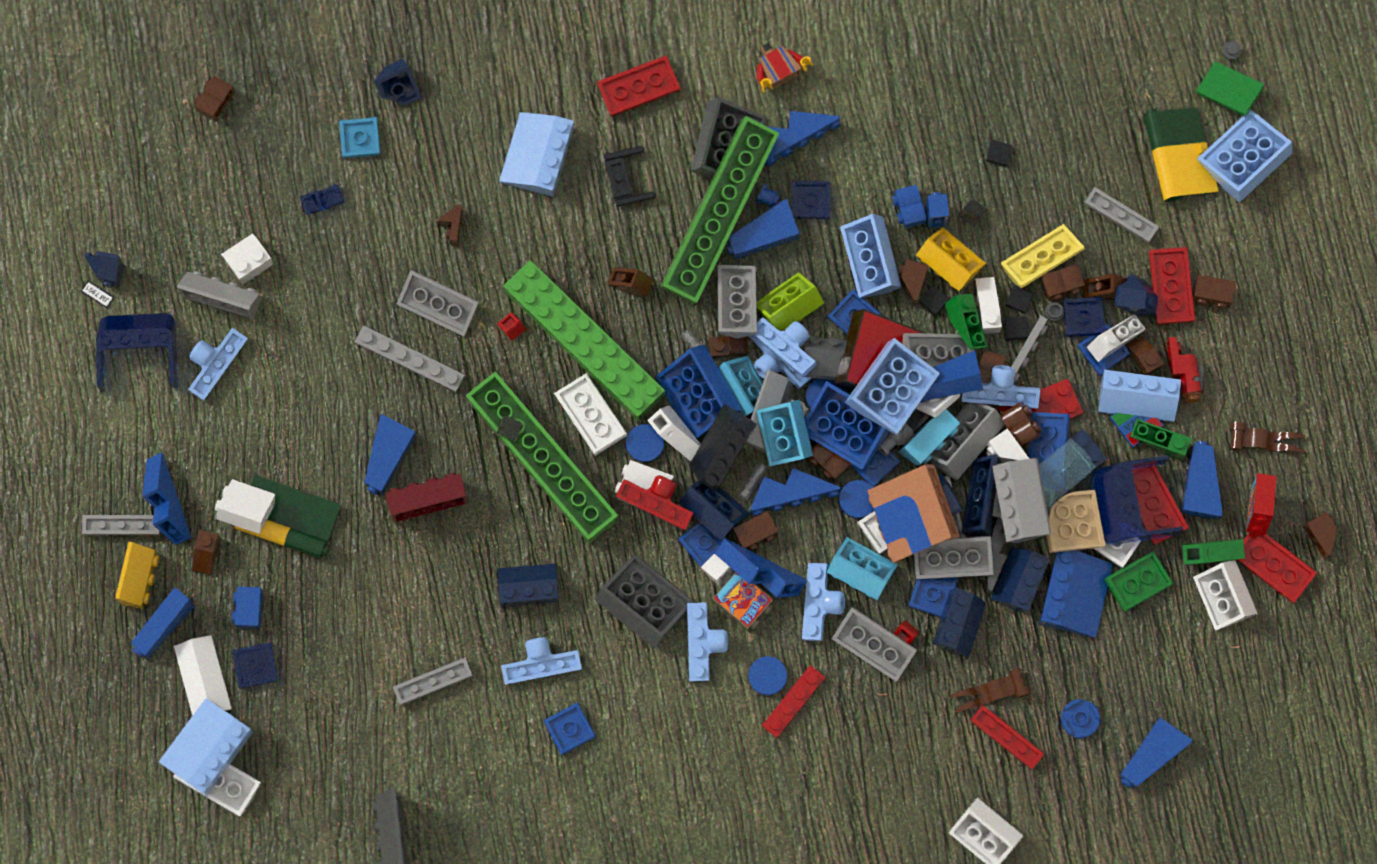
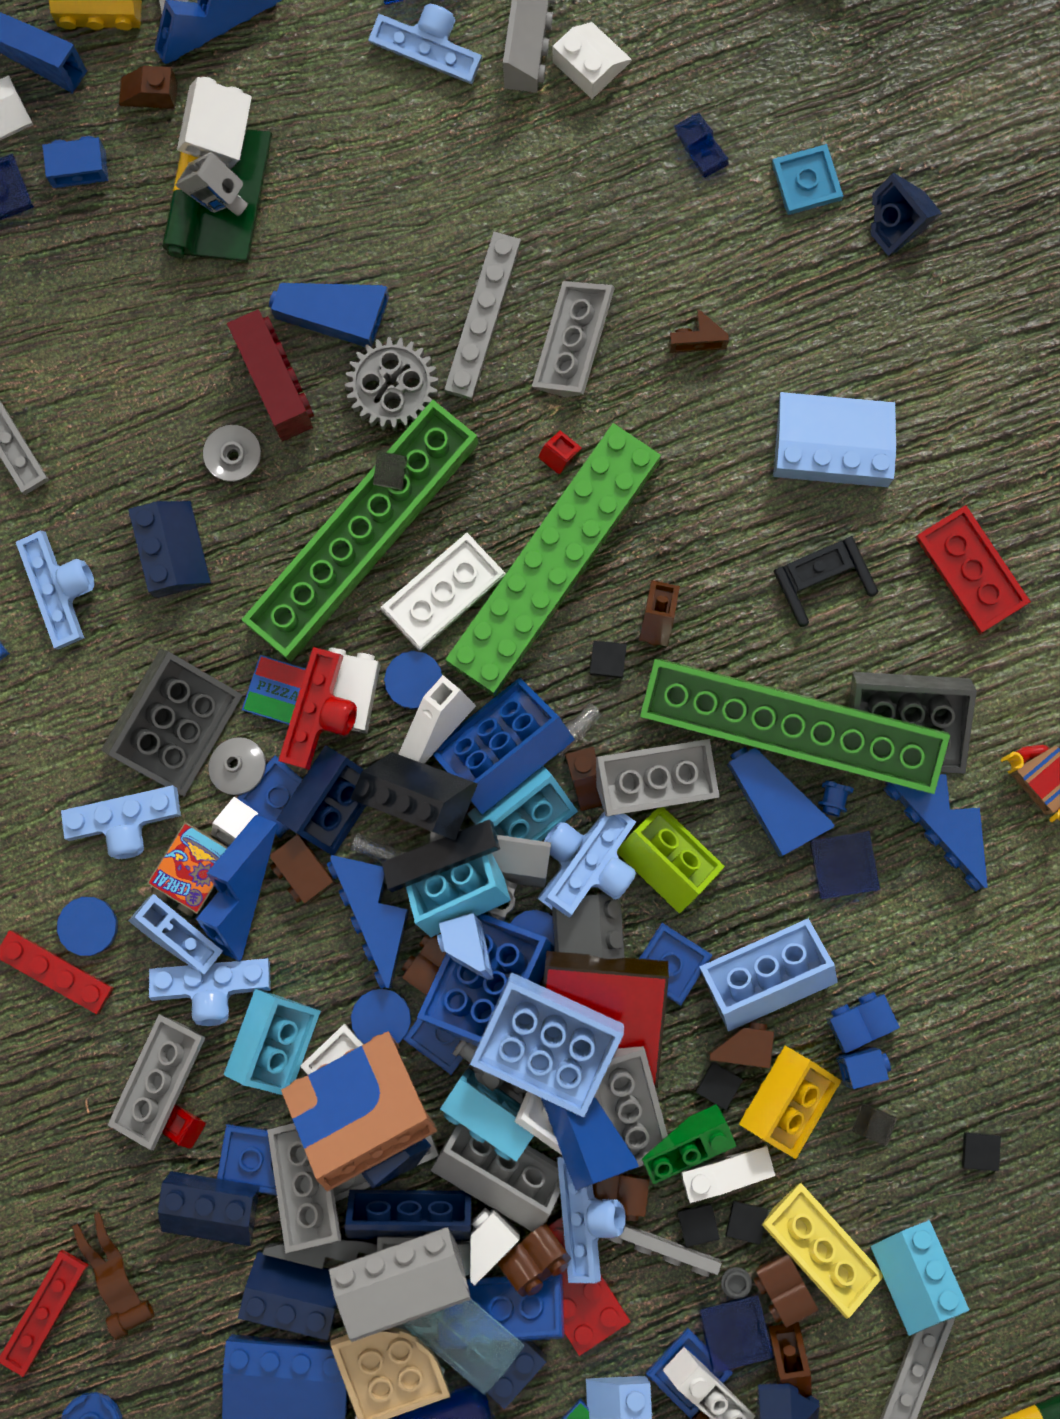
camera: 85 degrees right, 5 degrees up
(288, 514) = (212, 184): none -> light grey torso
(431, 433) = (372, 369): none -> light grey gear
(468, 525) = (224, 442): none -> light grey dish
(636, 530) = (274, 690): none -> tile
(653, 319) = (608, 659): none -> black piece
(689, 568) = (245, 775): none -> light grey dish
(764, 437) = (440, 856): none -> black tile
(781, 618) = (175, 934): none -> light blue slope
(822, 431) = (466, 944): none -> light blue slope
(1067, 202) = (919, 1278): none -> medium azure slope

